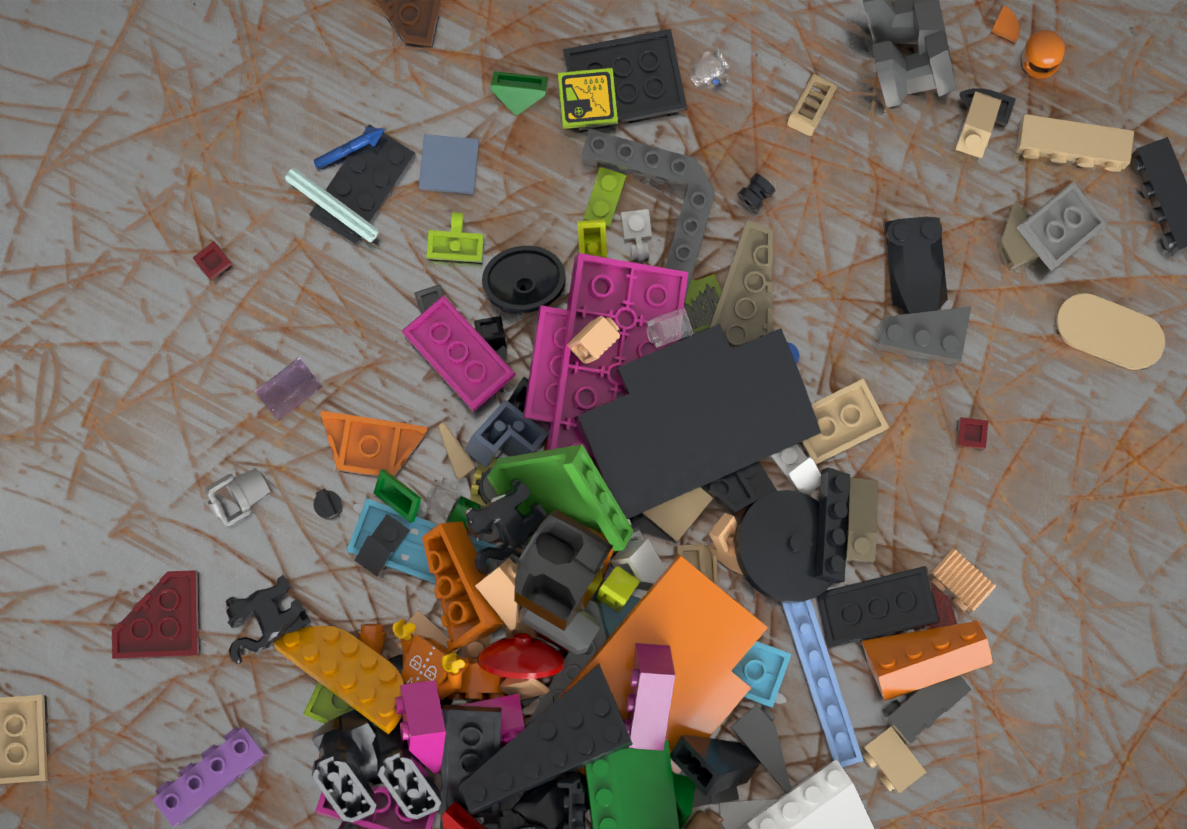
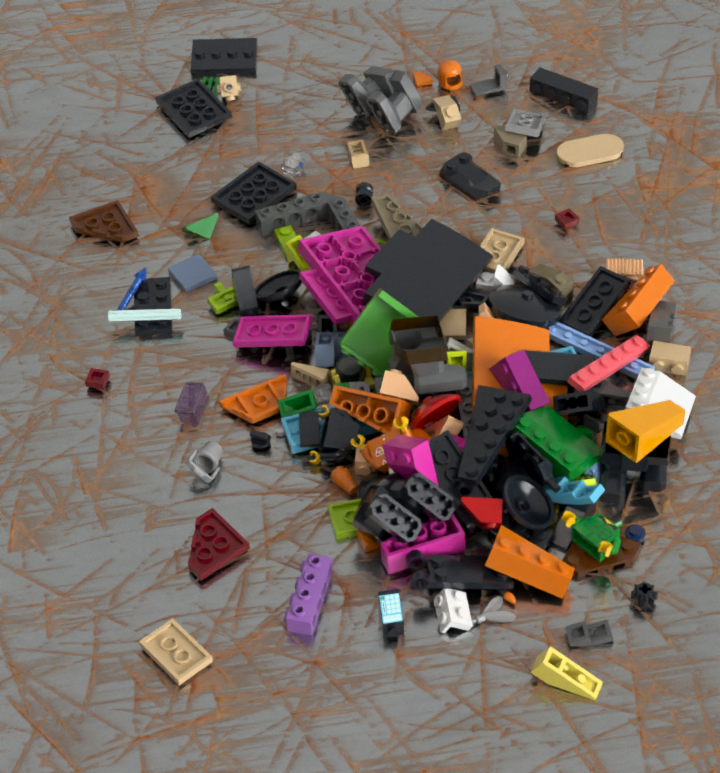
camera: 35 degrees left, 35 degrees down
(270, 617) = (272, 501): black animal -> none
(347, 670) = (343, 486): light orange plate -> none
(404, 584) = (336, 435): none -> black torso
(463, 275) = (244, 292): none -> black slope
(508, 520) = (369, 358): black animal -> none
(587, 98) = (241, 204): tile -> none
(594, 339) = (342, 257): light nougat brick -> none
(669, 328) = (374, 242): clear brick -> none
(730, 698) = (557, 367): none -> black tile
(800, 727) = (609, 363): none -> coral plate
(926, 335) = (504, 196): dark grey wedge -> none
(1074, 142) = (498, 96): tan brick -> none
(1082, 108) = (492, 85): none -> dark grey bracket

